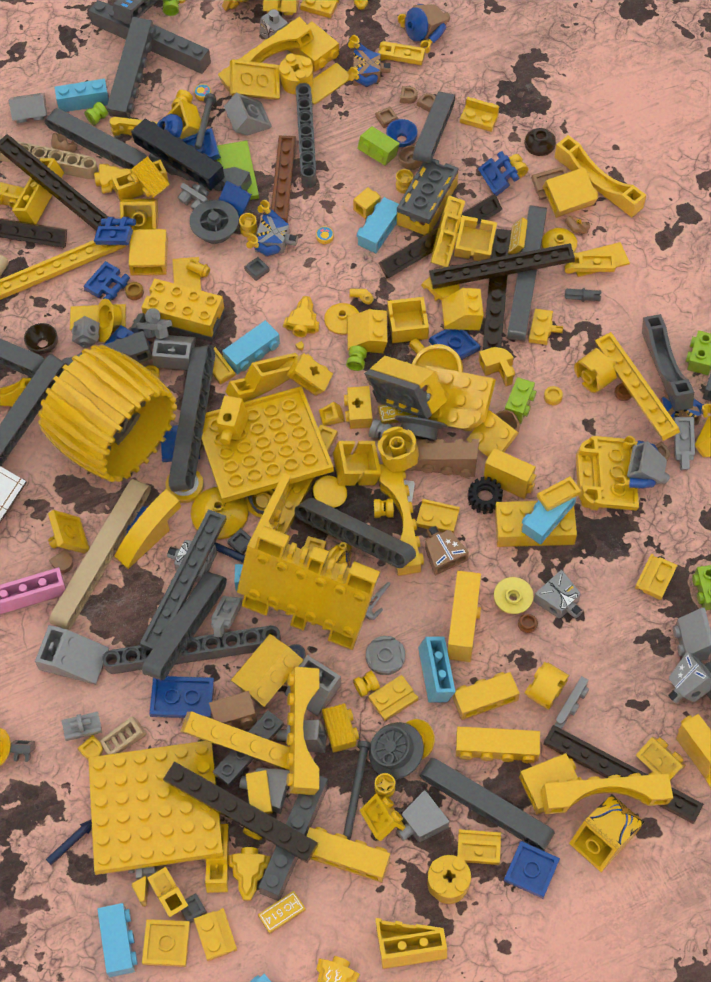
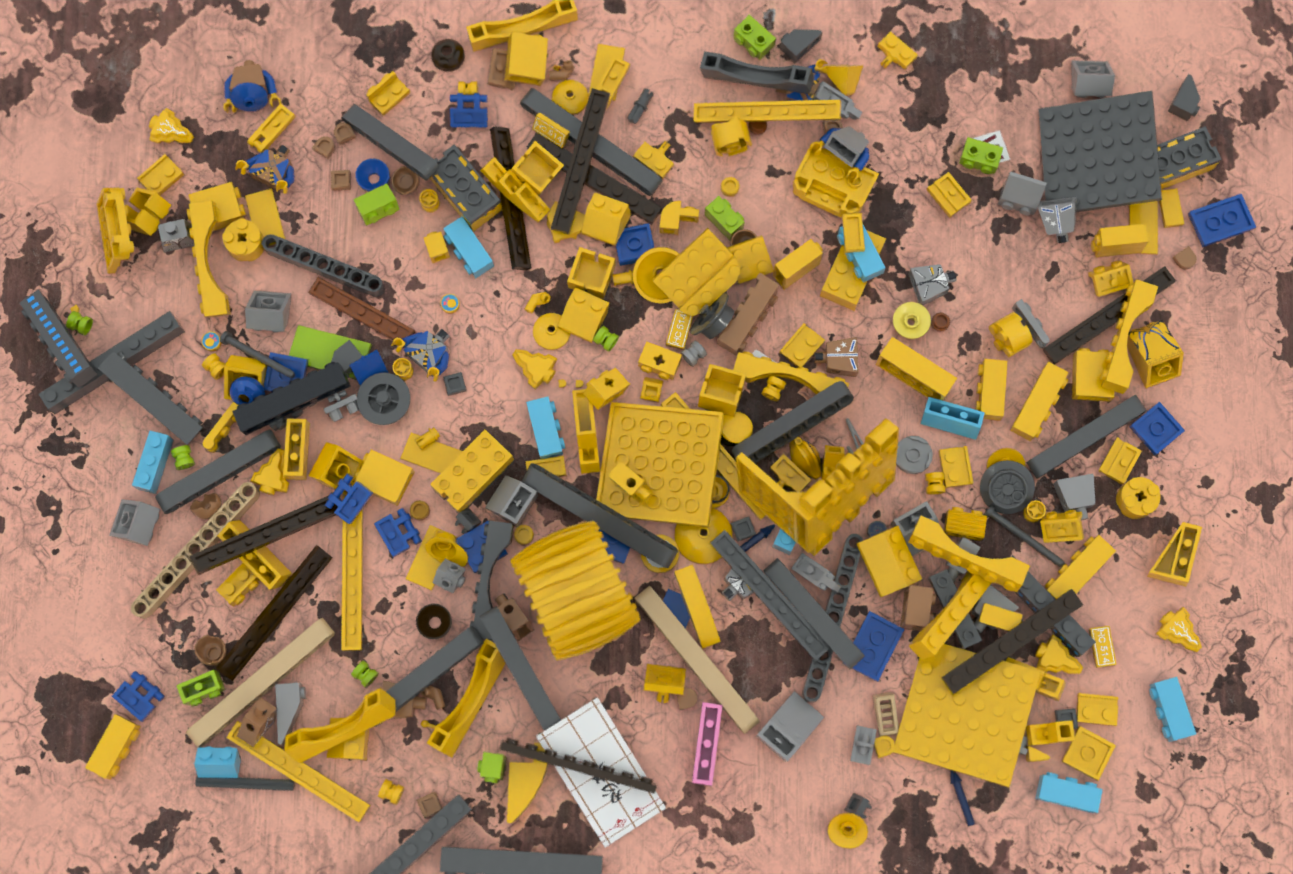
camera: 65 degrees left, 15 degrees up
(149, 178) = (309, 438): yellow brick -> none
(154, 325) = (479, 507): light grey hips -> none
(254, 79) = (234, 283): yellow plate -> none
(398, 449) = (727, 338): yellow brick -> none
(406, 387) = (673, 309): piece -> none
(487, 485) = (803, 306): black tyre -> none

